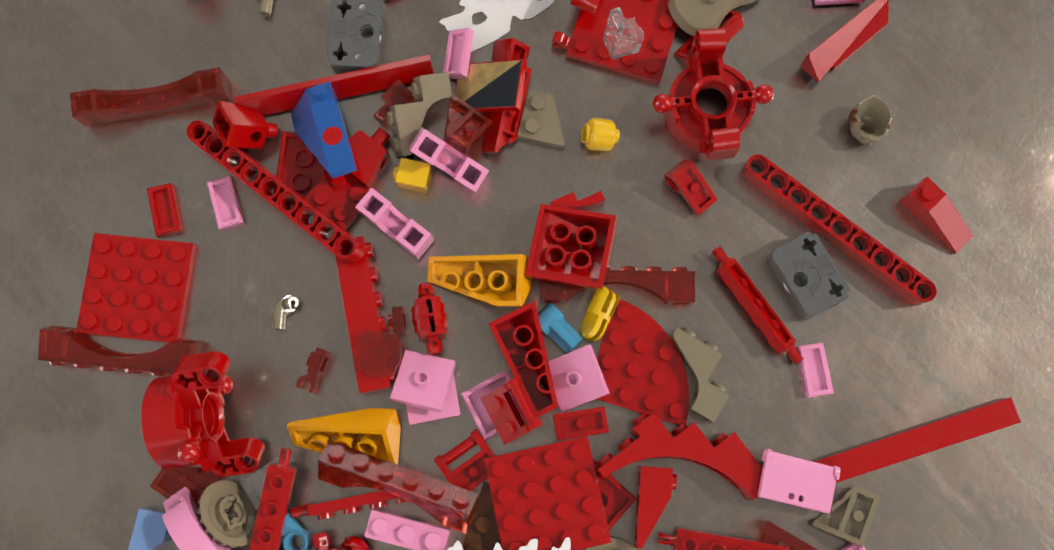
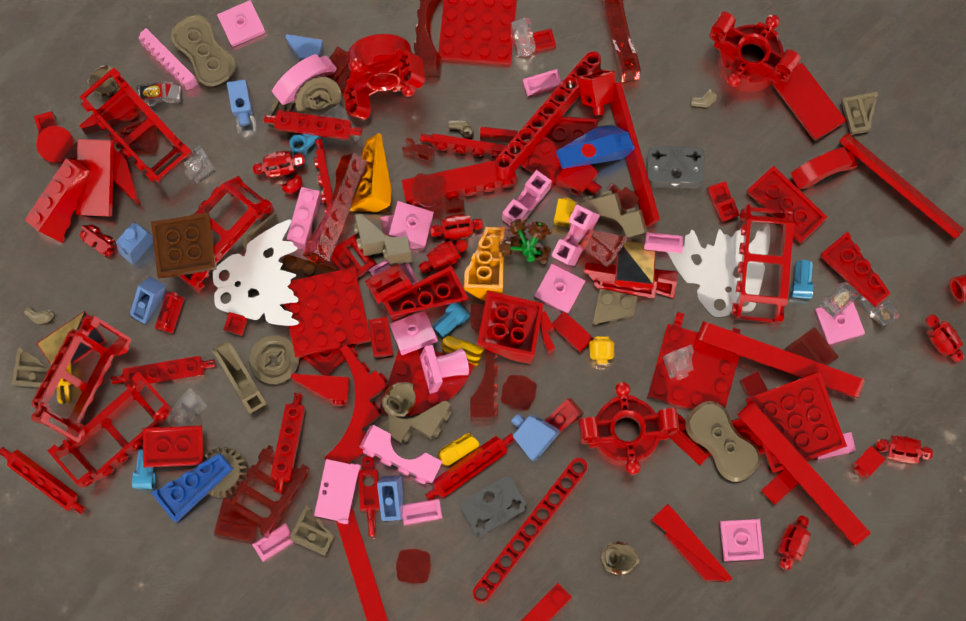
camera: 90 degrees right, 5 degrees down
(158, 222) = (522, 37): none -> clear arch
(298, 260) = (497, 134): none -> red tile
(310, 310) = (463, 145): none -> red plate
(446, 432) = (374, 241): none -> dark tan arch
(466, 214) = (530, 248): none -> reddish brown plant
(470, 336) = (443, 256): none -> red piece
(516, 187) = (559, 289): none -> bright pink plate
(575, 171) = (572, 331): none -> red slope
(630, 333) = (443, 366): none -> bright pink plant
(654, 242) = (518, 392): none -> clear red piece
(675, 395) = (399, 399): none -> dark tan hair
(715, 220) = (534, 435): none -> medium blue torso
(733, 320) = (458, 449): none -> yellow arm
(738, 423) = (378, 443): none -> bright pink arch
(797, 438) = (369, 494): none -> red piece
(802, 408) = (391, 497): none -> medium blue slope
(886, 380) = (413, 566): none -> clear red piece

